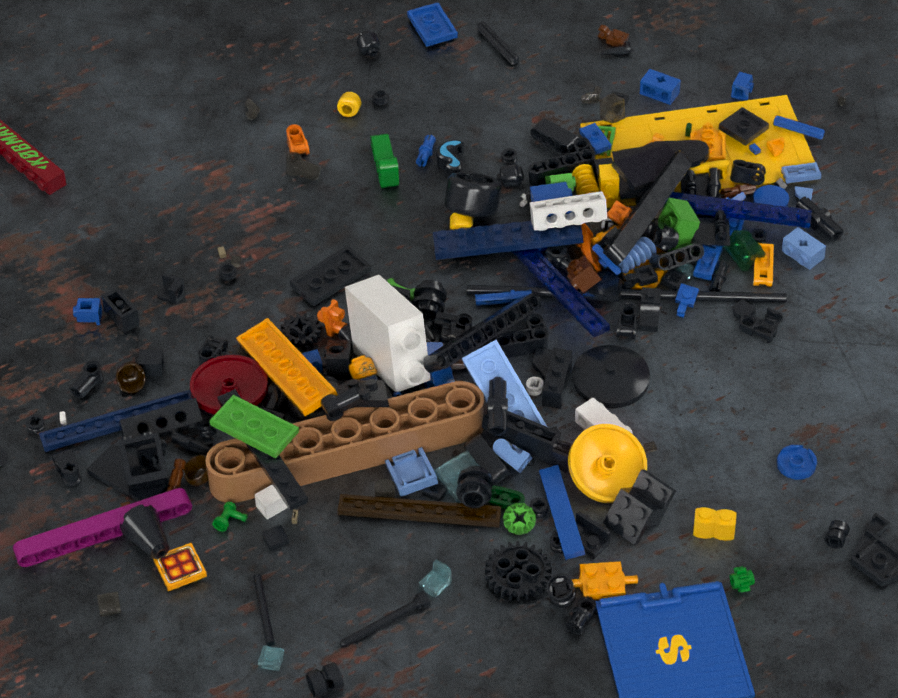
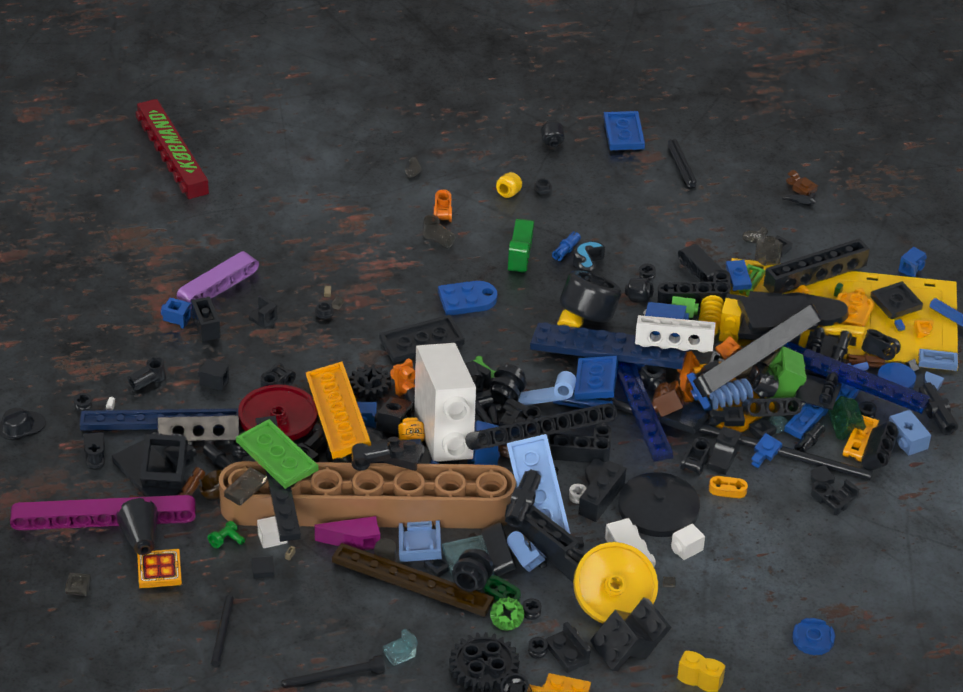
camera: 15 degrees right, 5 degrees down
(114, 267) = (219, 278): none -> medium lavender beam
(130, 377) = (188, 382): dark brown hair -> none
(236, 466) = (245, 486): none -> clear smoke plate
(271, 658) = (209, 677): clear light blue plate -> none
(352, 480) = (358, 533): none -> magenta slope
(354, 224) = (467, 297): none -> blue plate
(484, 291) = (563, 390): none -> light blue door
(509, 271) = (596, 377): none -> blue plate
(562, 512) = (551, 619): blue tile -> none
(652, 405) = (687, 542): none -> white brick
(660, 86) = (824, 237): blue brick -> none
(662, 113) = (816, 266): none -> black brick
(665, 343) = (728, 487): none -> light orange beam
(784, 268) = (879, 446): none -> black beam

